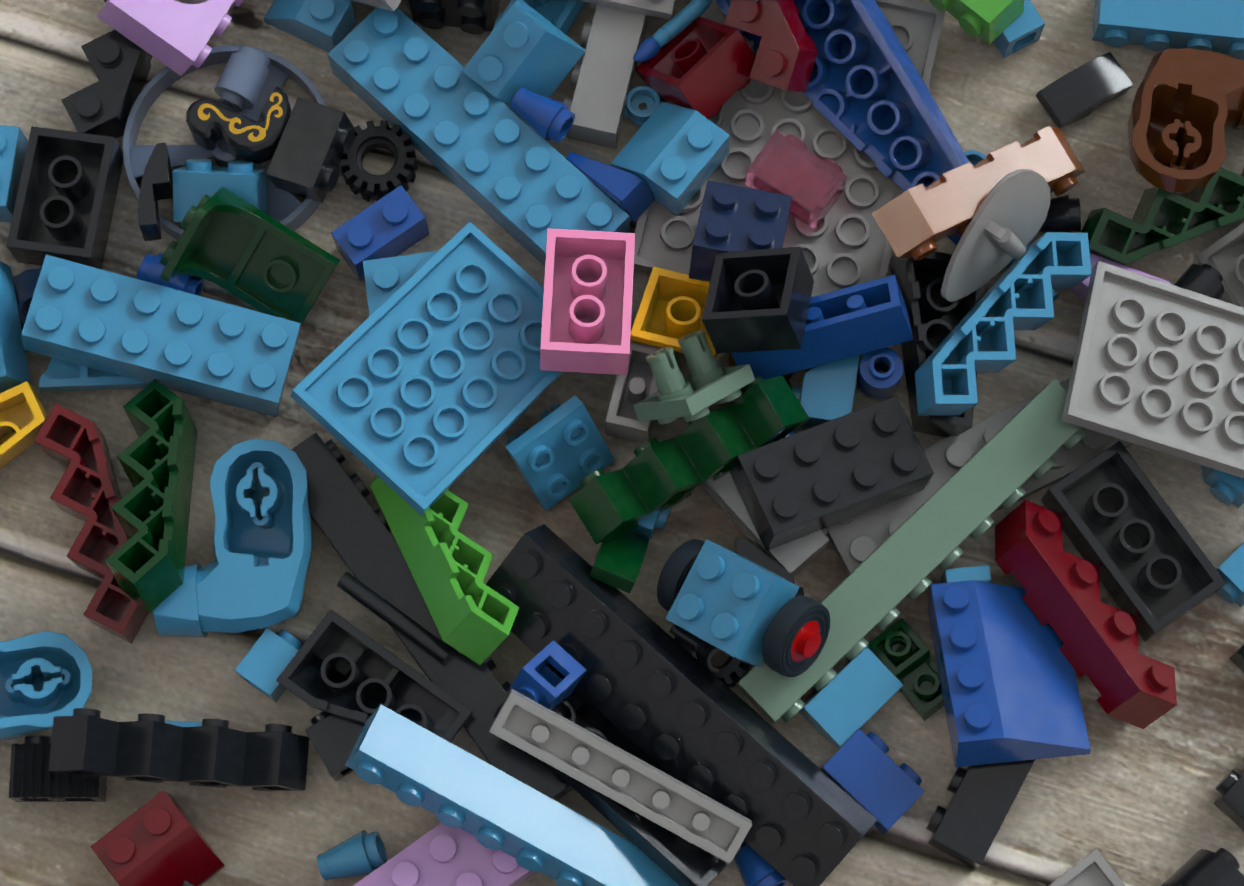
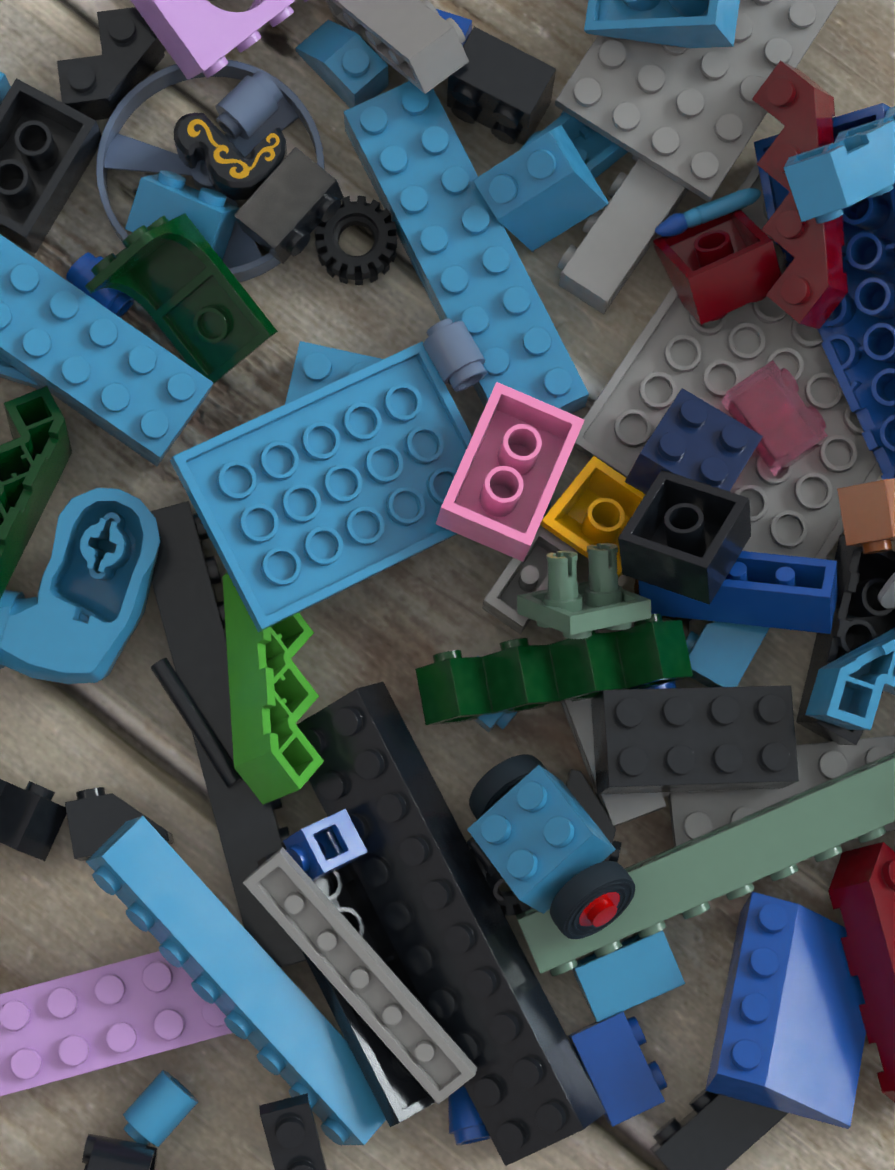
camera: 15 degrees right, 5 degrees up
(155, 186) = (119, 184): black slope -> none
(267, 661) = (59, 719): dark azure brick -> none
(353, 675) = (138, 773): black wedge -> none
(353, 857) = (71, 946): dark azure cone -> none
(381, 230) = (331, 314): blue brick -> none
(502, 222) = (455, 354): none -> sand blue brick
(545, 115) = (541, 257): blue cone -> none
(559, 452) = (426, 611): dark azure plate -> none
(620, 560) = (446, 749): dark green slope -> none
(622, 187) = (594, 364): blue slope -> none
(639, 96) = (647, 269): dark azure plate -> none
(674, 153) = (657, 345): dark azure slope -> none
(877, 384) = (775, 661): blue brick -> none
(912, 665) = (701, 963): dark green slope -> none
(978, 573) = (793, 894): dark azure tile -> none

